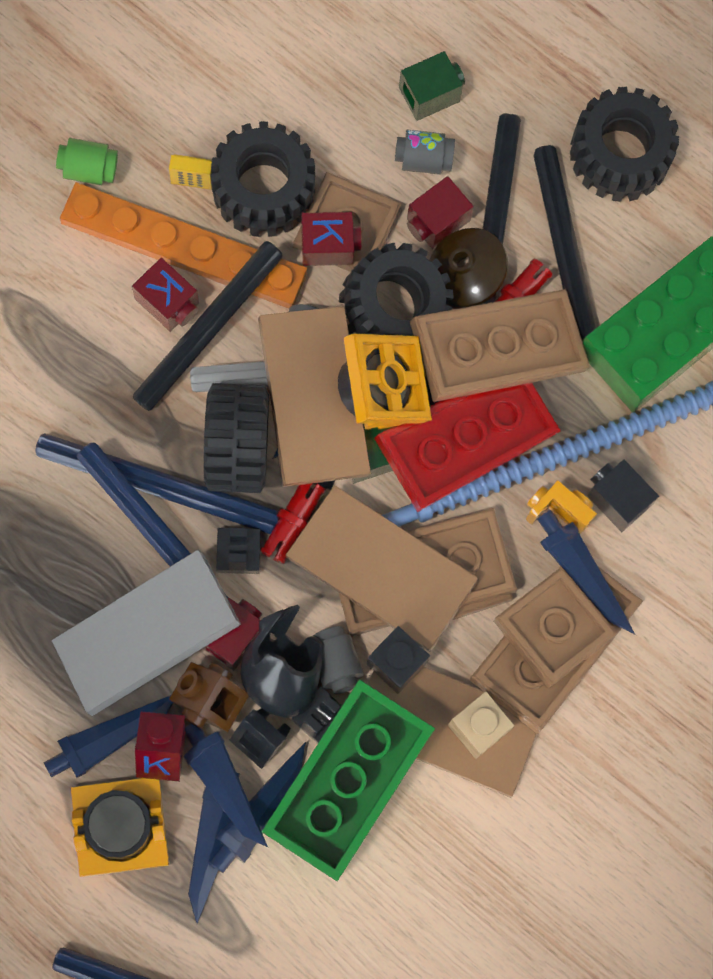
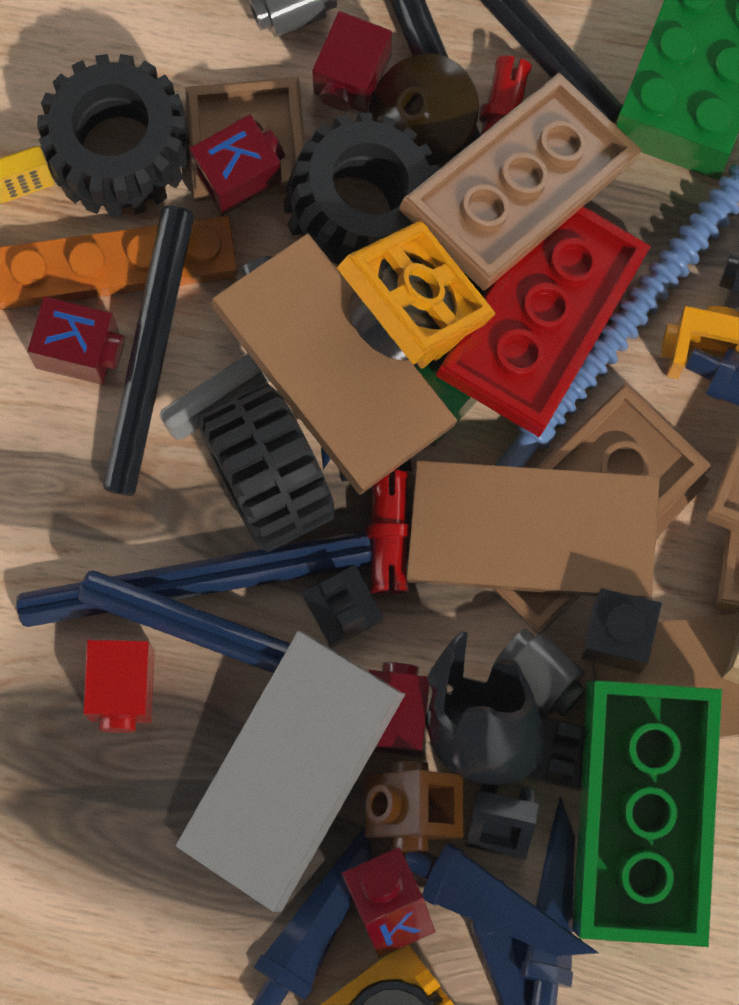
camera: 20 degrees left, 0 degrees up
(73, 522) = (119, 684): none -> red brick

